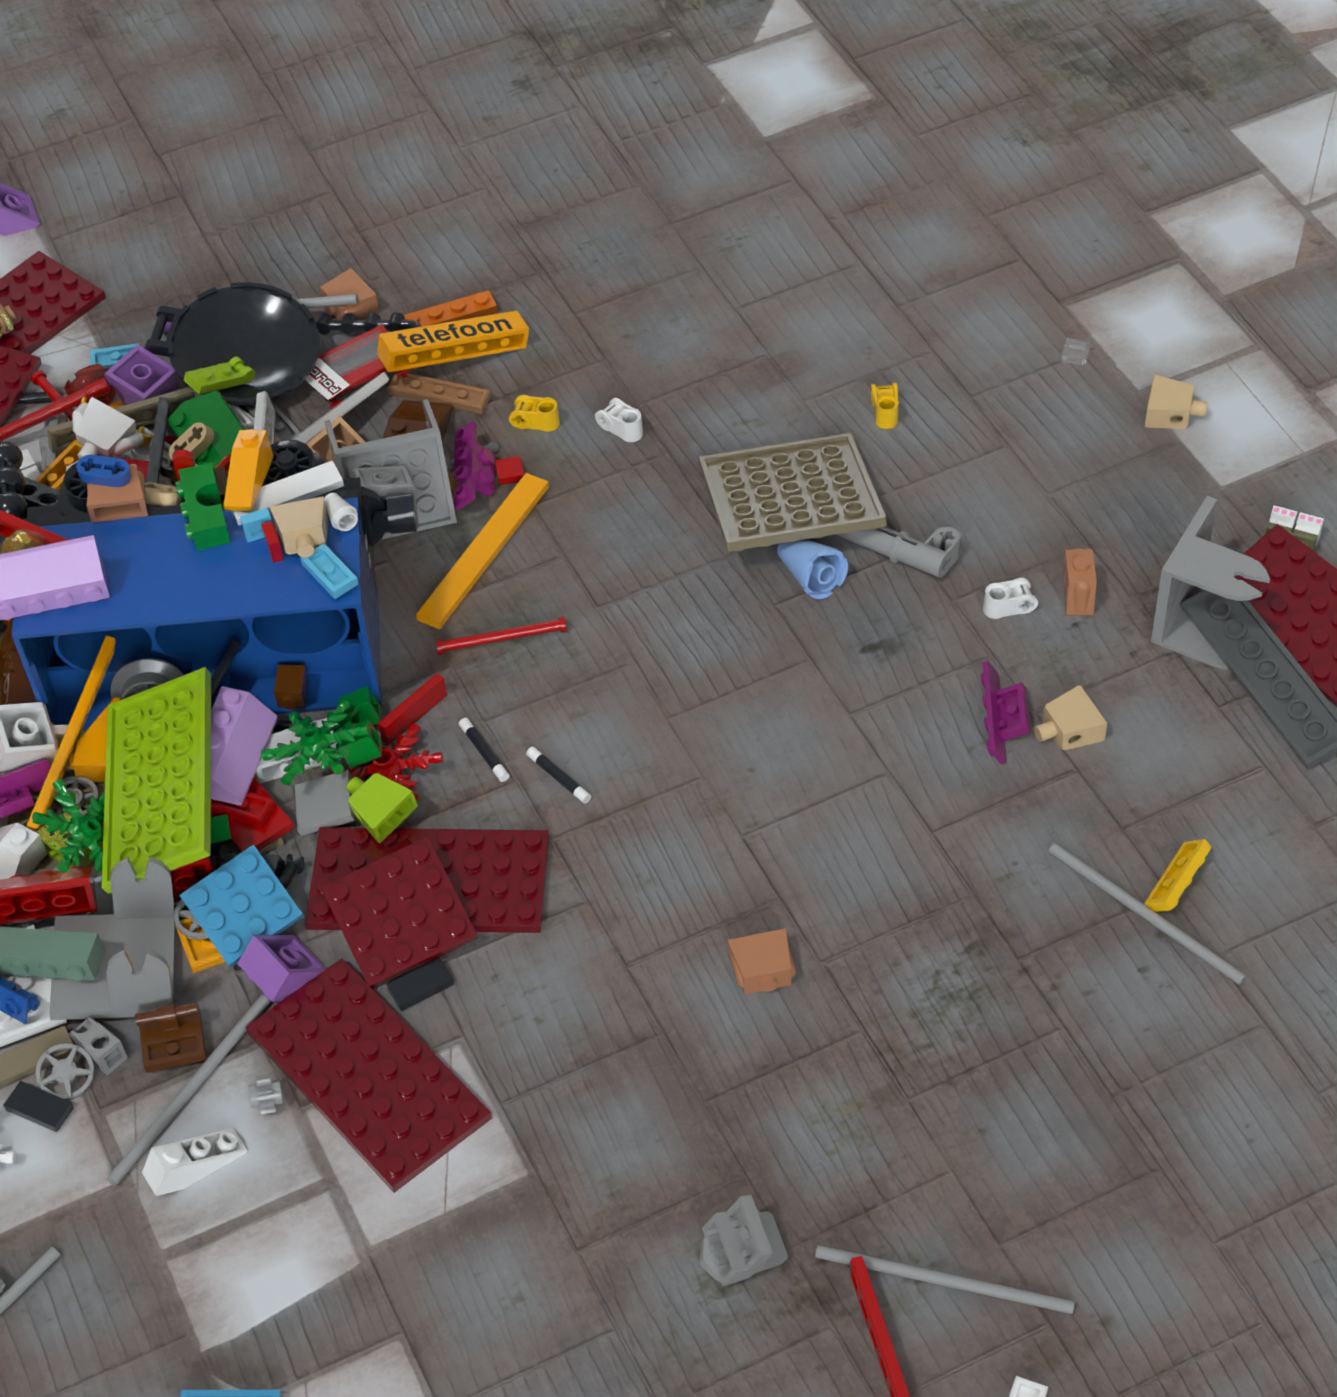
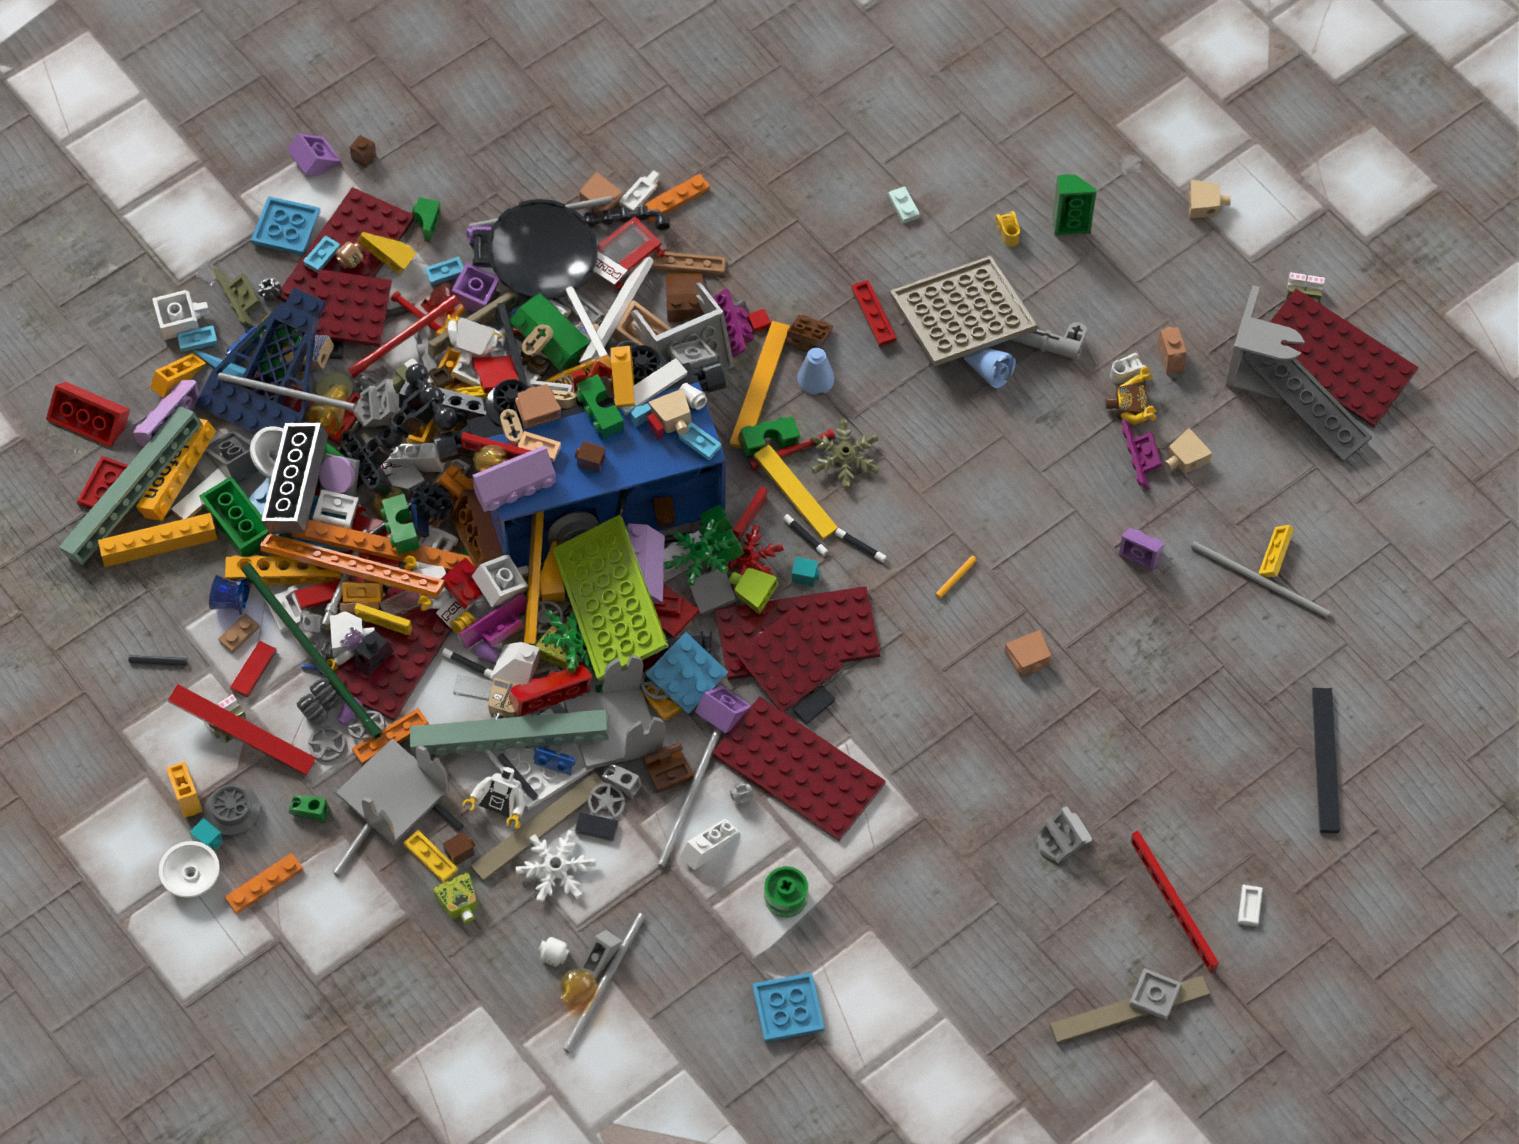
camera: 15 degrees left, 10 degrees up
(49, 323) = (390, 252): none -> yellow slope
(49, 473) = (441, 377): none -> dark brown tile
(67, 212) = (363, 151): none -> reddish brown brick
(67, 517) = (516, 426): none -> tan beam
(103, 470) = (529, 393): blue beam -> none
(111, 548) = (532, 442): none -> light nougat plate
(119, 294) = (427, 214): none -> green arch
(167, 568) = (590, 456): none -> reddish brown brick
(219, 376) = (533, 279): lime plate -> none
(281, 1254) = (786, 891): none -> green wheel
(404, 299) = (640, 192): none -> white hinge
(452, 341) = (692, 224): light orange brick -> none
(465, 796) = (805, 571): none -> teal brick
(486, 690) = (795, 492): none -> yellow tile
(491, 607) = (782, 431): none -> green arch
(537, 413) = (764, 272): yellow piece -> none
(563, 540) = (816, 373): none -> light blue cone
(567, 493) = (808, 333): none -> reddish brown plate
(571, 650) = (844, 453): none -> olive piece
(621, 420) = (827, 268): white piece -> none
(668, 482) = (873, 313): none -> red plate
(684, 839) = (954, 579): none -> light orange bar
(750, 360) = (903, 205): none -> light aqua plate
(949, 1280) = (1189, 835): light grey piece -> none
(970, 839) = (1141, 548): none -> medium lavender slope
(977, 378) = (1073, 205): none -> green slope
(1006, 638) = (1132, 400): none -> torso
(1195, 1203) = (1325, 760): none -> black tile

